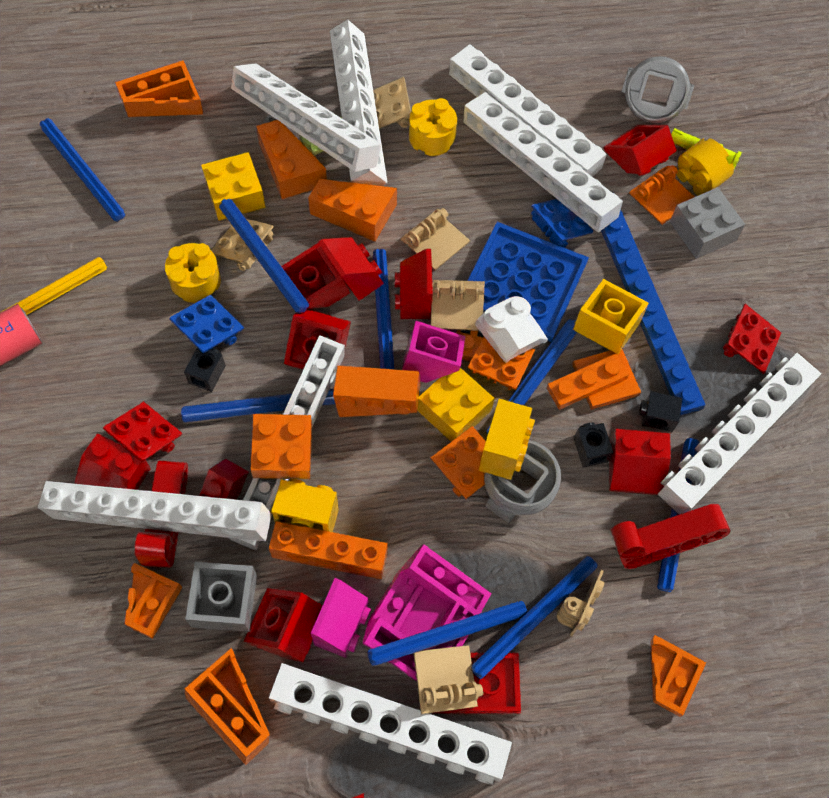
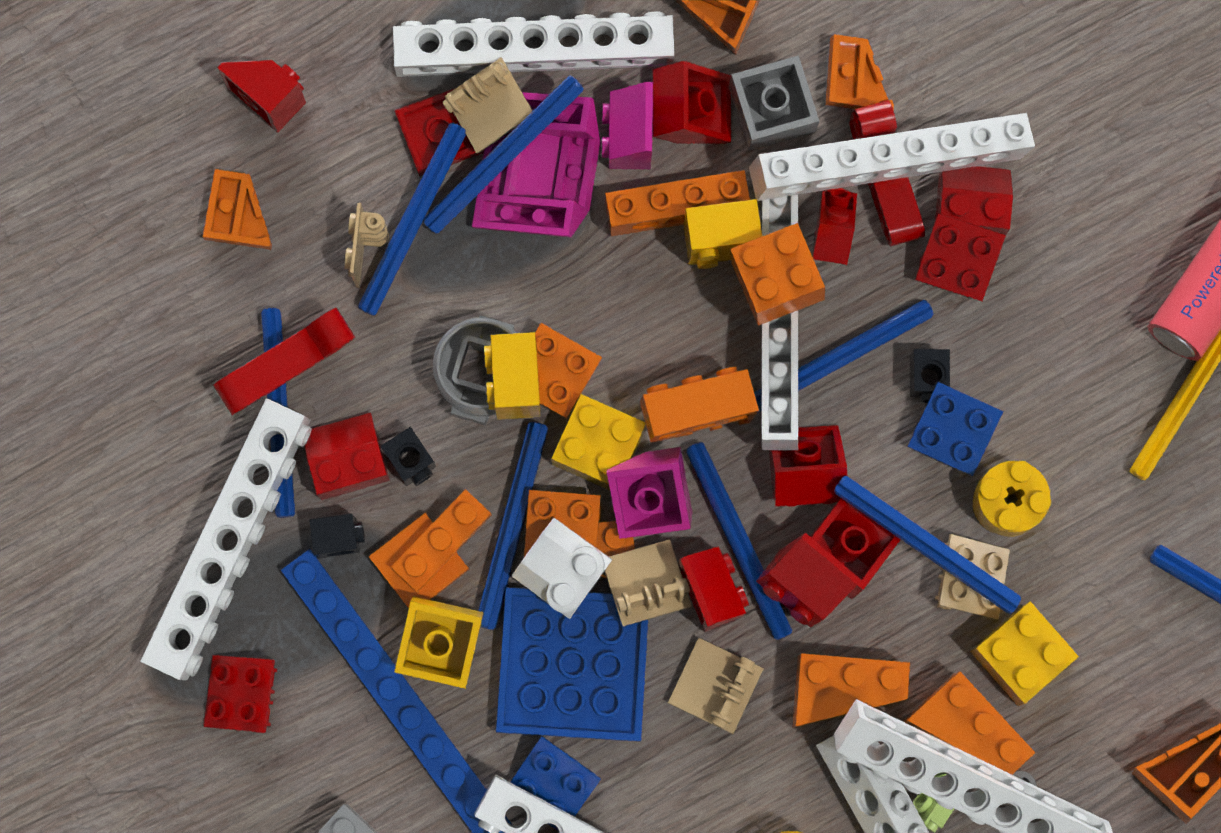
camera: 160 degrees right, 15 degrees up
(627, 763) = (265, 89): none -> red slope

